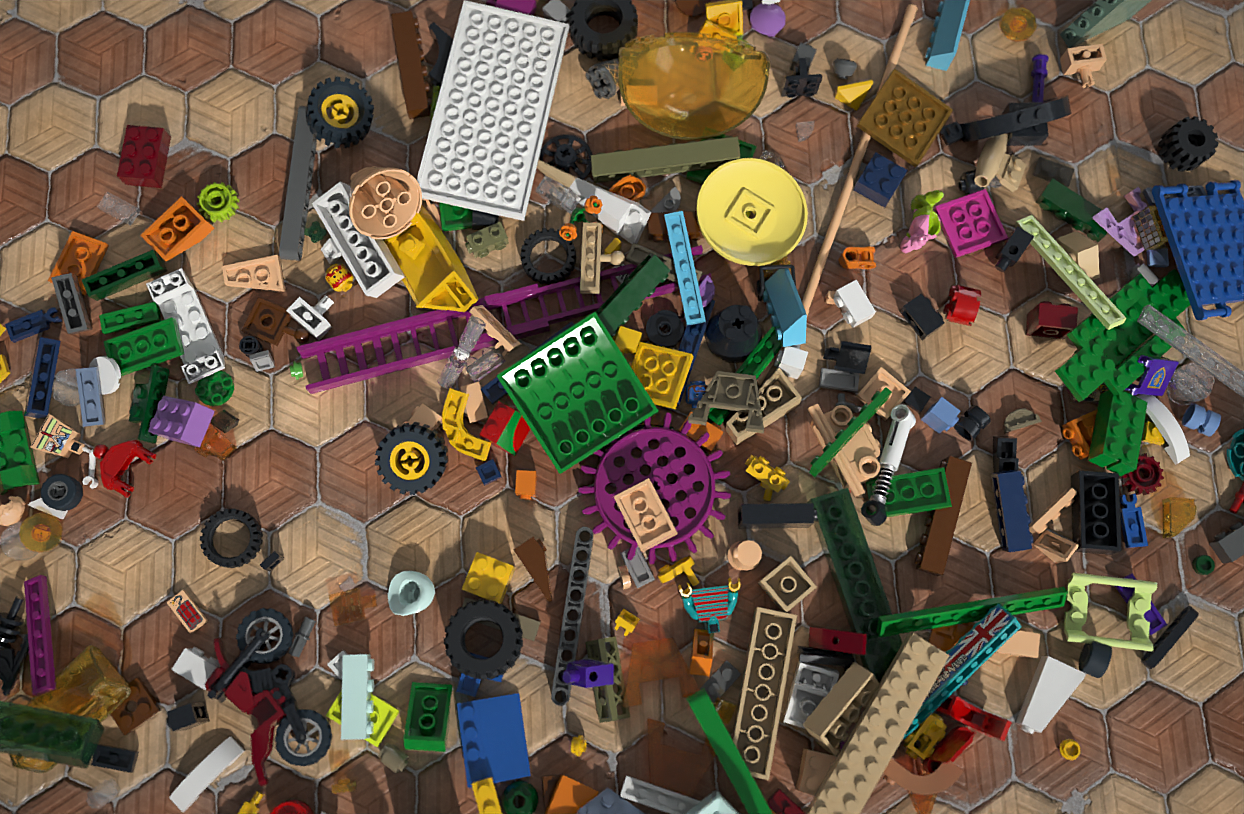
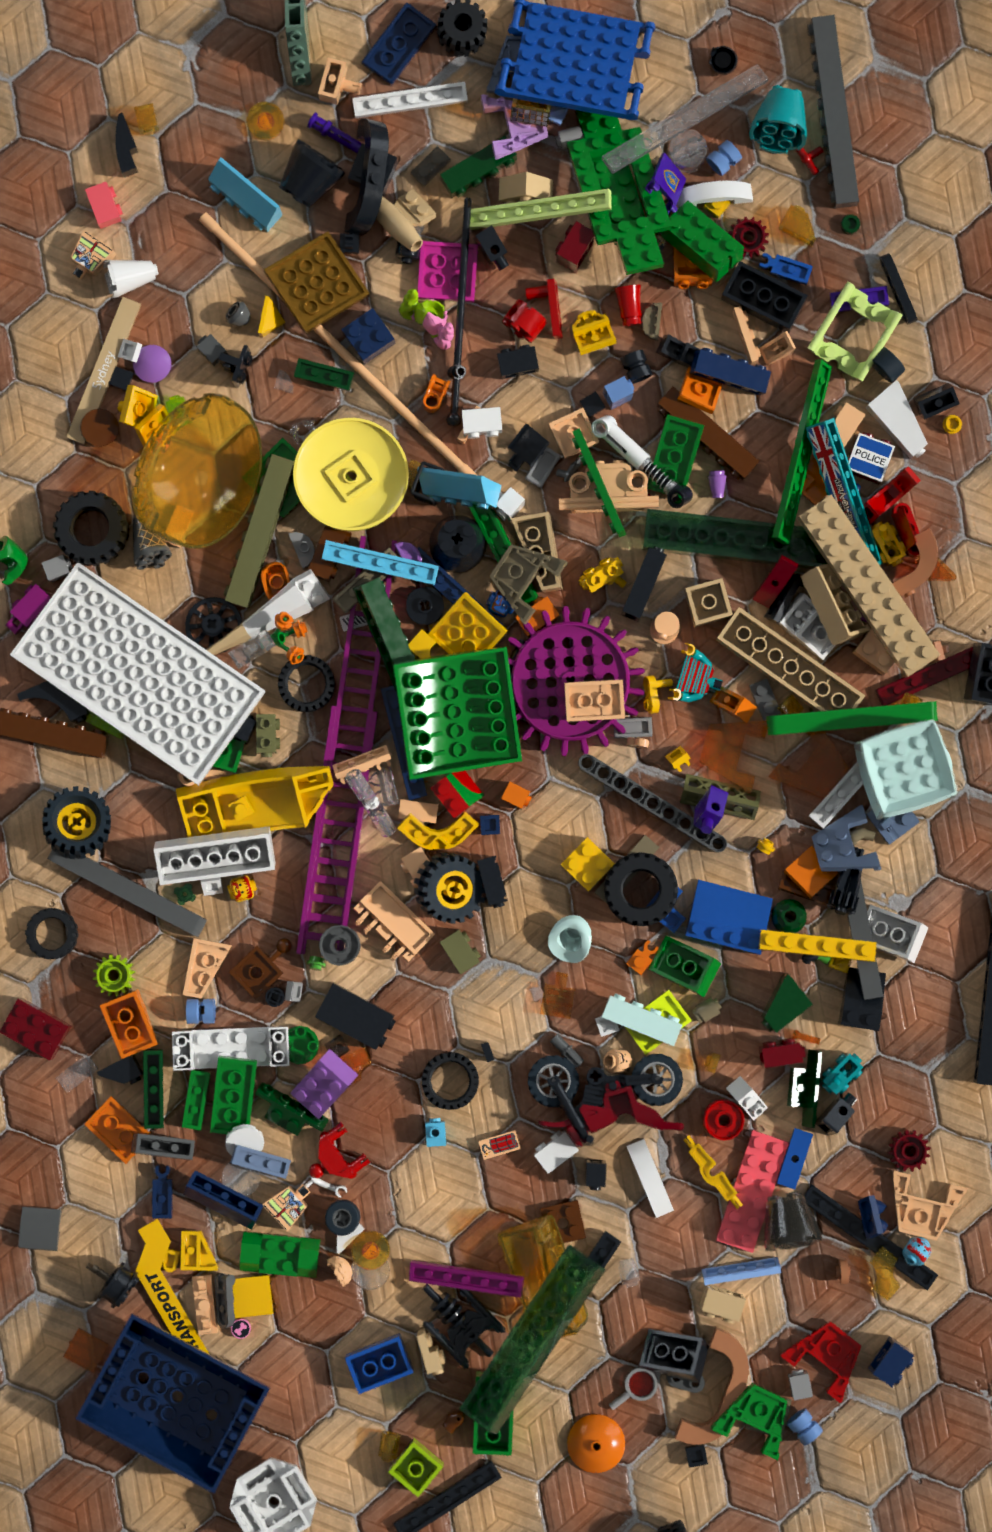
camera: 60 degrees left, 10 degrees up
(131, 242) = (123, 1071): none -> black slope
(175, 546) = (435, 1132): none -> medium azure brick
(212, 287) = (193, 1011): none -> medium blue wheel
(223, 125) = (33, 924): none -> black tyre
(259, 425) = (355, 1016): none -> black brick
(308, 372) = (328, 941): none -> dark grey wheel
(308, 690) = (617, 1061): none -> light nougat head
(312, 317) = (271, 929): white brick -> none
(358, 495) = (460, 951): none -> olive brick
(363, 424) = (394, 920): none -> light nougat hinge
(383, 201) = (194, 816): light nougat cone -> none
(417, 671) = (640, 959): none -> orange plate
(434, 495) = (492, 881): none -> black window
(535, 561) = (593, 816): reddish brown slope -> none
(592, 258) = (331, 643): tan plate -> none
(615, 245) = (327, 619): yellow tile -> none
(828, 157) = (323, 374): none -> dark green plate
(888, 267) = (457, 371): none -> black bar
(901, 545) = (717, 483): none -> medium lavender cone
(978, 490) = (699, 392): none -> orange tile
(982, 370) = (592, 332): none -> yellow slope
(994, 70) = (309, 174): none -> black cone
(998, 682) = (870, 457): none -> piece
(999, 319) = (551, 291): none -> red piece
(1025, 392) = (629, 304): none -> red plant
(1085, 723) = (936, 401): none -> black brick
(1102, 131) = (410, 100): none -> white plate
(1142, 102) = (399, 44): none -> dark blue tile

